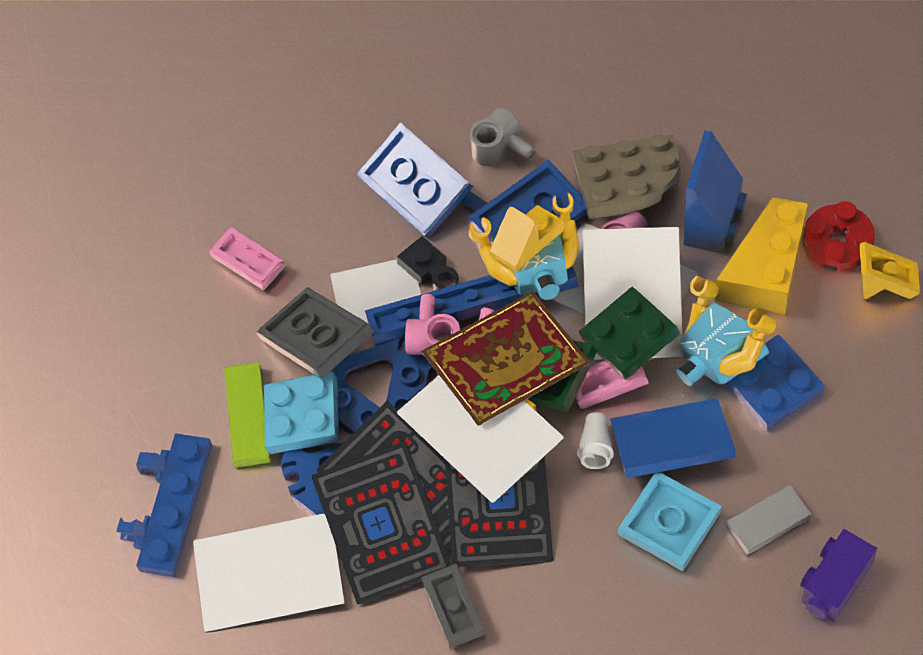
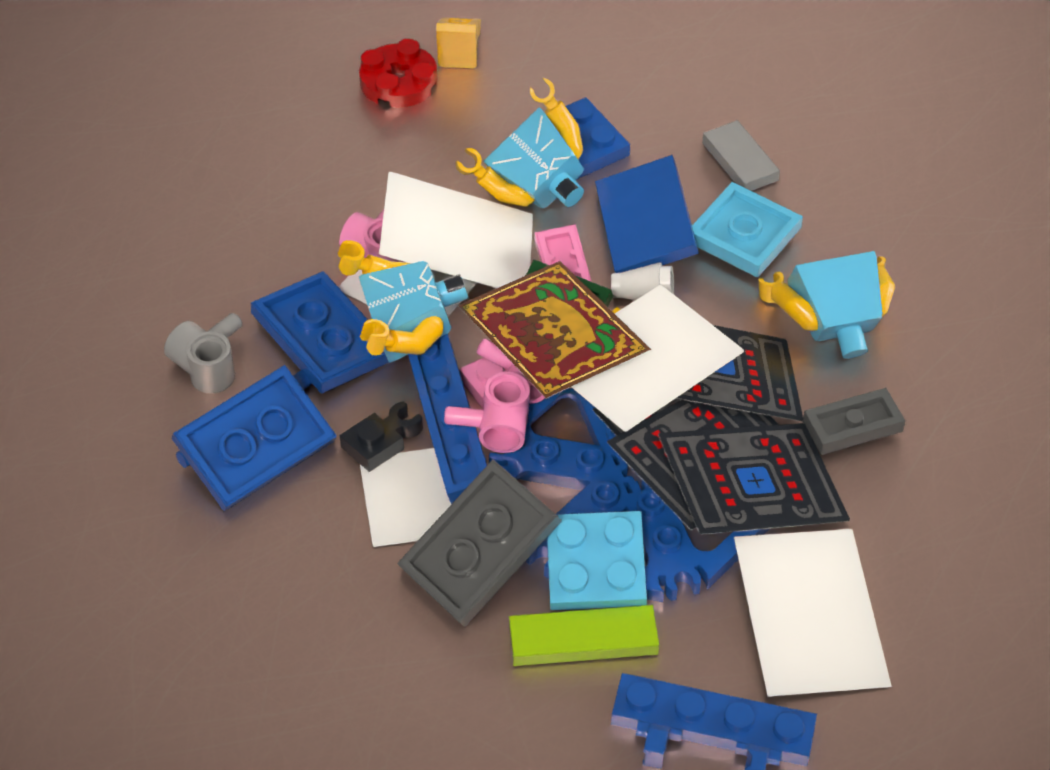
camera: 95 degrees left, 10 degrees down
(247, 258) = (341, 632): bright pink plate -> none
(524, 235) = (393, 291): yellow slope -> none
(582, 593) = (835, 298): none -> medium azure torso
(626, 174) = (290, 228): dark tan plate -> none
(629, 332) = (517, 230): dark green plate -> none
(712, 198) = (348, 146): blue slope -> none
(766, 259) = (423, 118): yellow wedge -> none
(837, 576) = (809, 104): dark purple brick -> none

